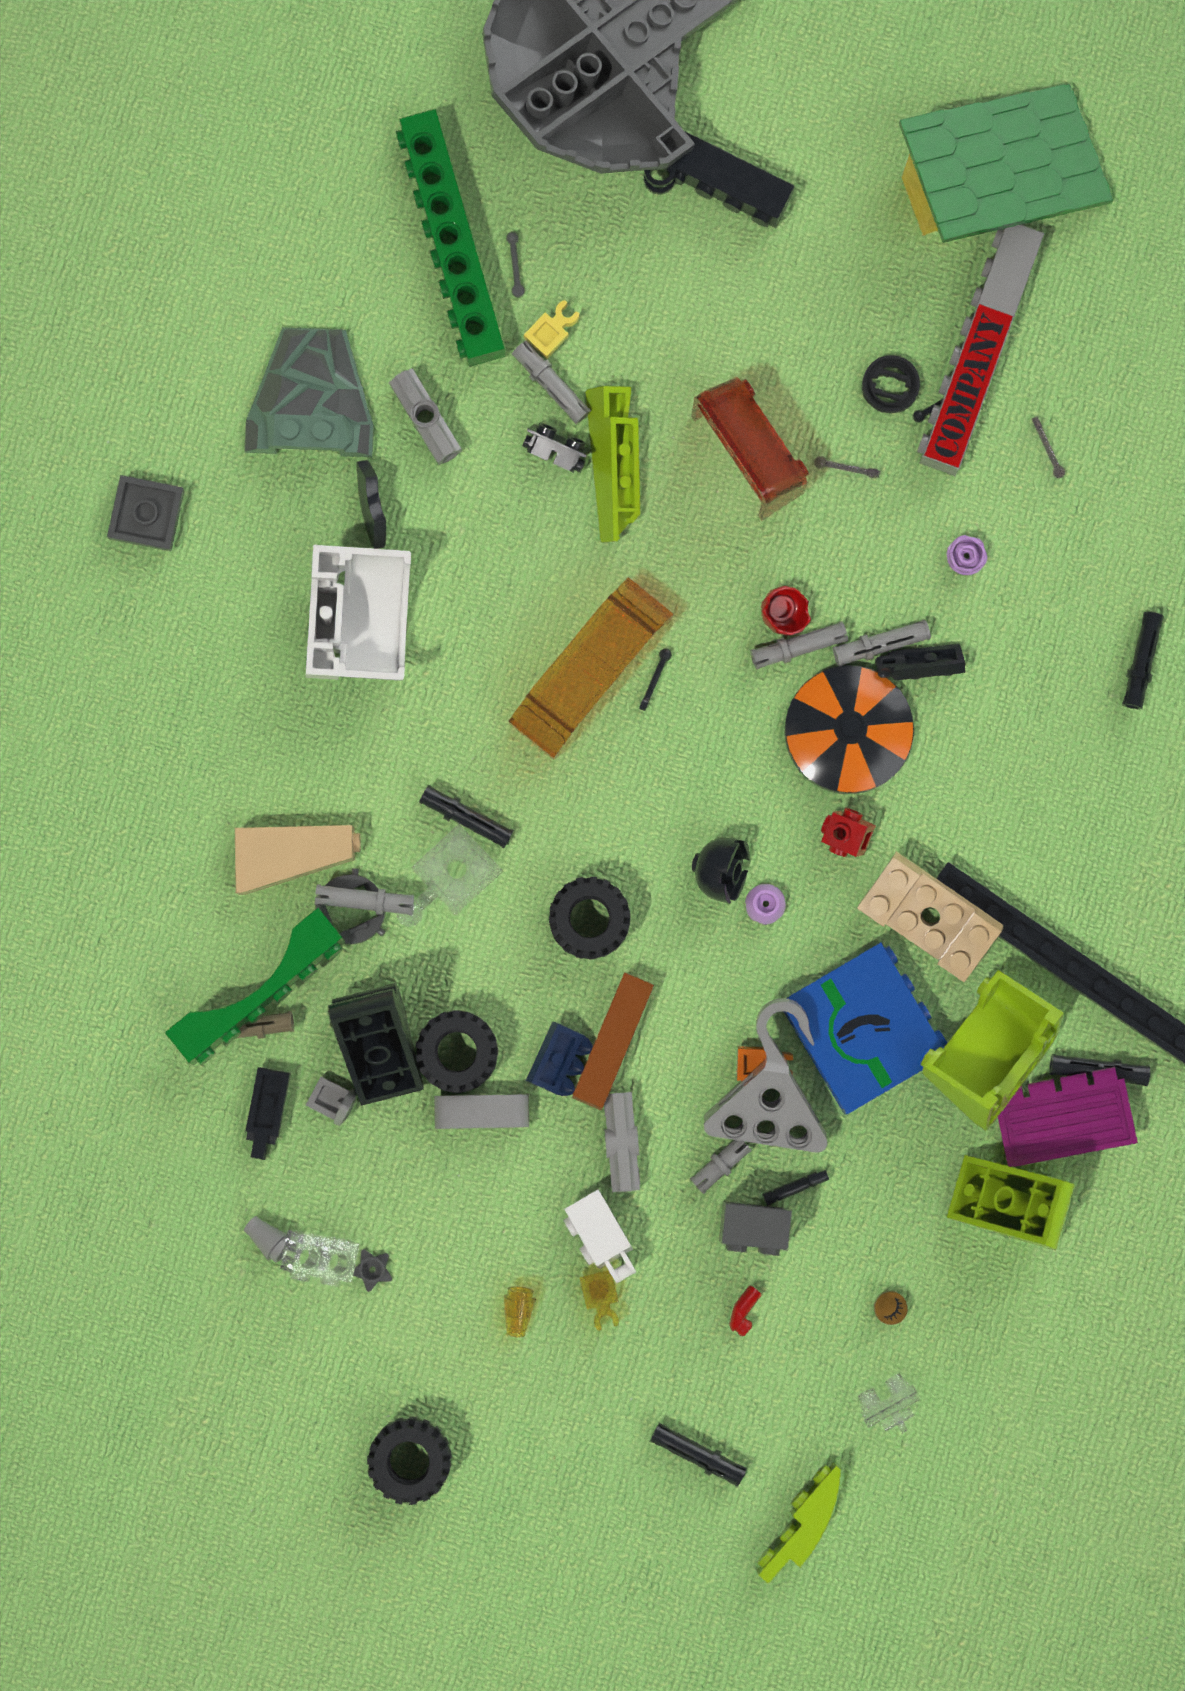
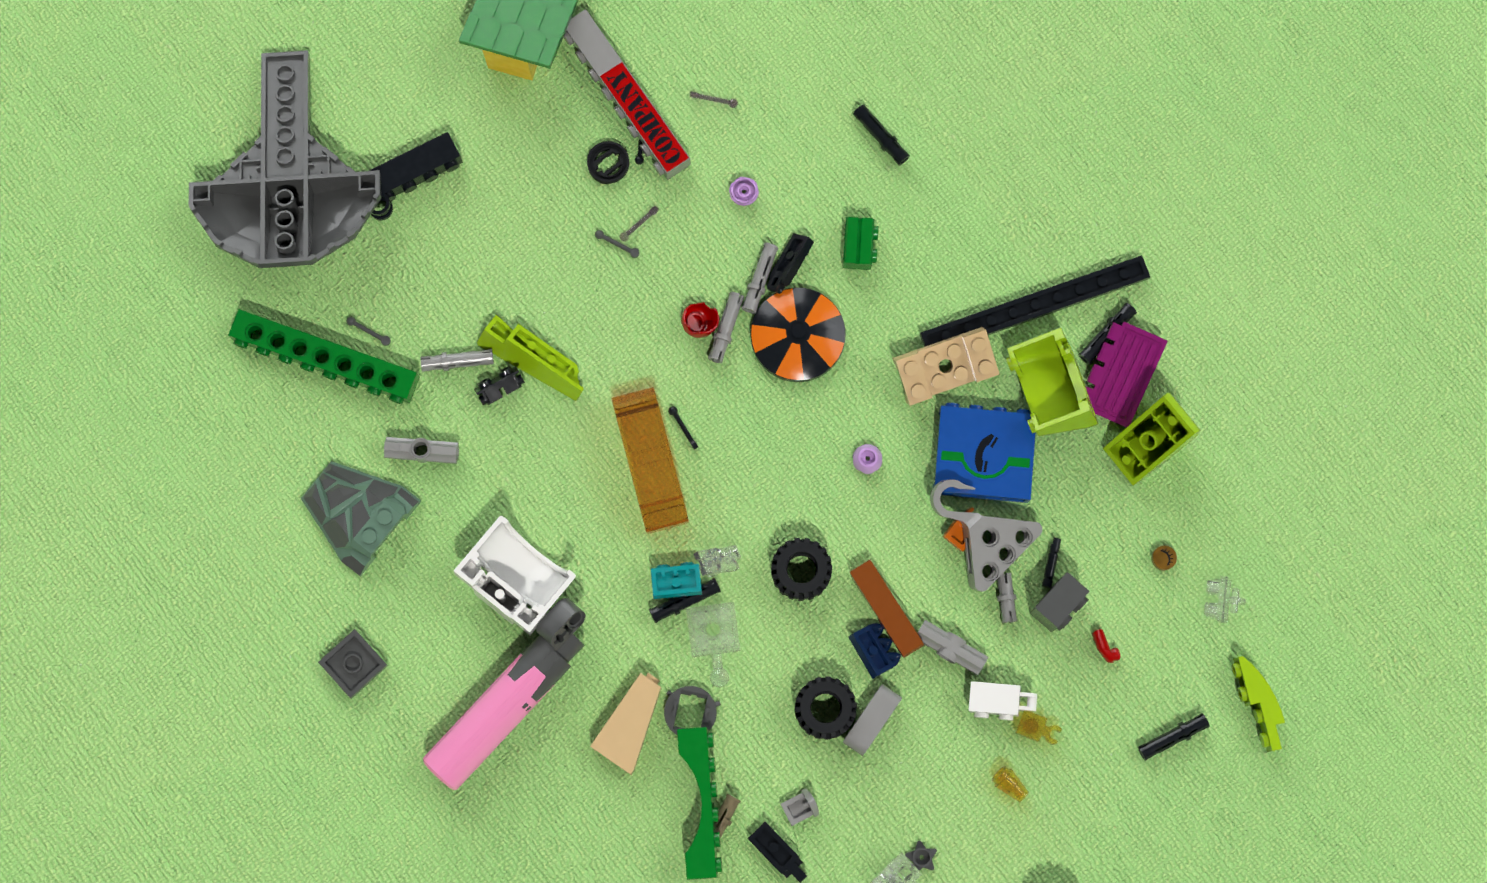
camera: 55 degrees left, 5 degrees down
(225, 703) = (508, 697): none -> bright pink piece
(364, 899) = (692, 697): light grey pin -> none
(371, 505) = (450, 521): black tile -> none
(376, 1043) = (786, 752): black brick -> none
(479, 791) = (676, 580): none -> teal bracket
(534, 820) = (718, 560): none -> clear hips
(549, 332) = (425, 340): light yellow plate -> none
(720, 868) = (827, 469): black cylinder -> none
(752, 443) = (585, 265): clear red windscreen -> none
(803, 434) = (599, 234): none -> dark grey hinge
(847, 833) = (866, 373): red brick -> none
(1000, 723) = (859, 243): none -> green brick

